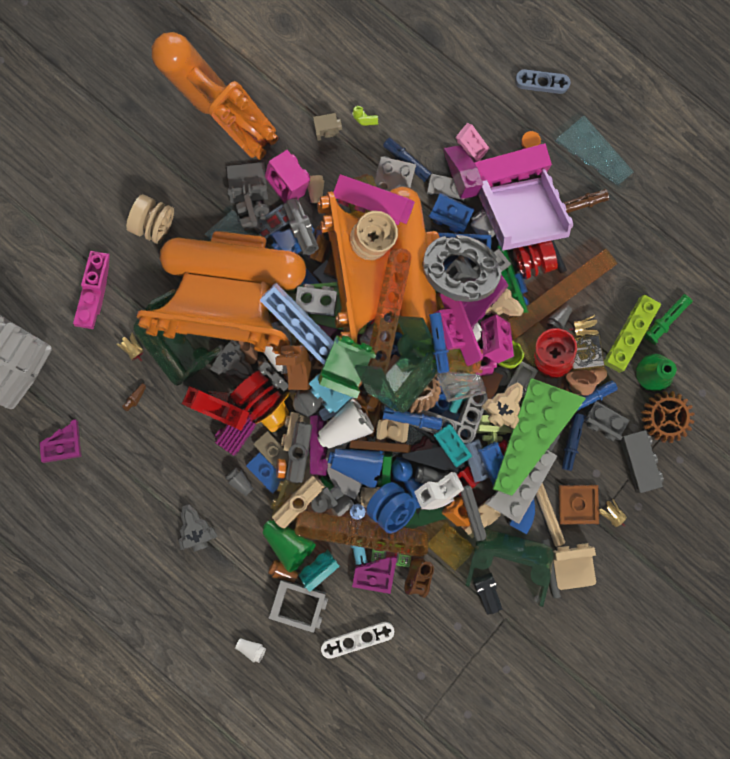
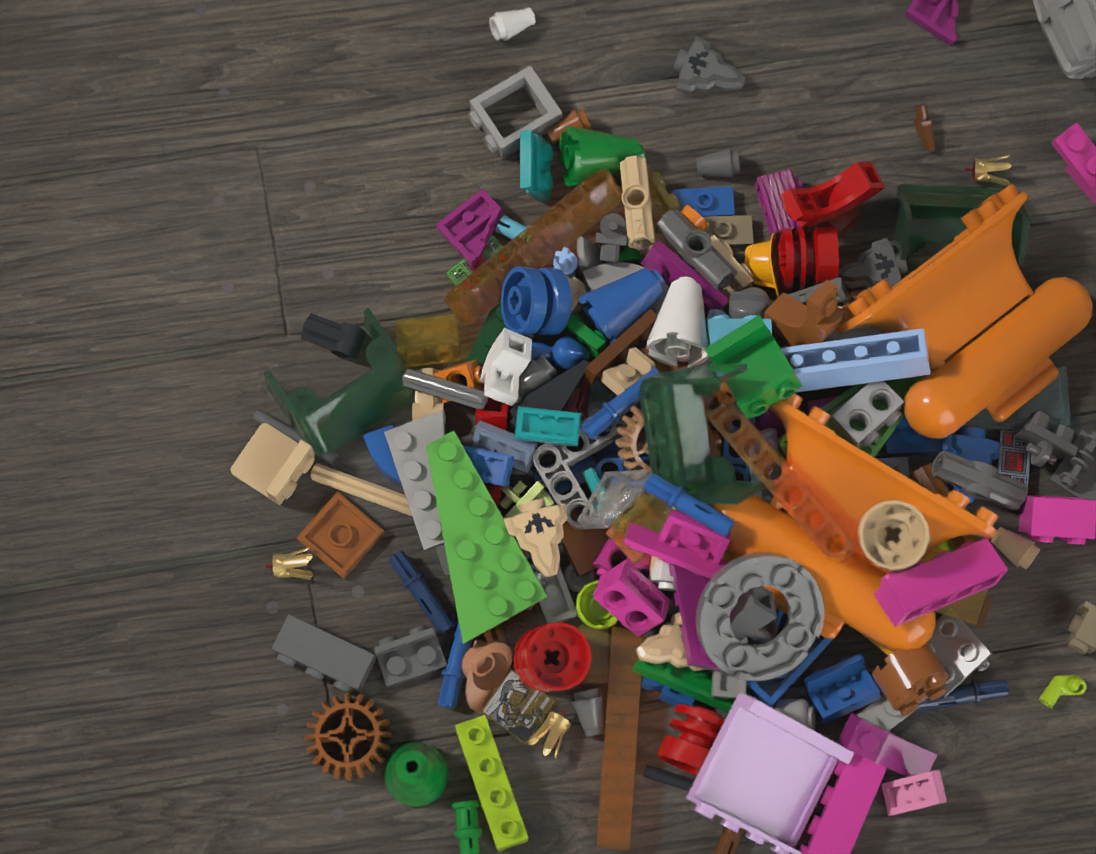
camera: 125 degrees right, 10 degrees down
(358, 642) = (414, 147): white beam -> none
(418, 578) = (420, 267): reddish brown piece -> none
(423, 183) = (911, 678): none -> dark orange brick

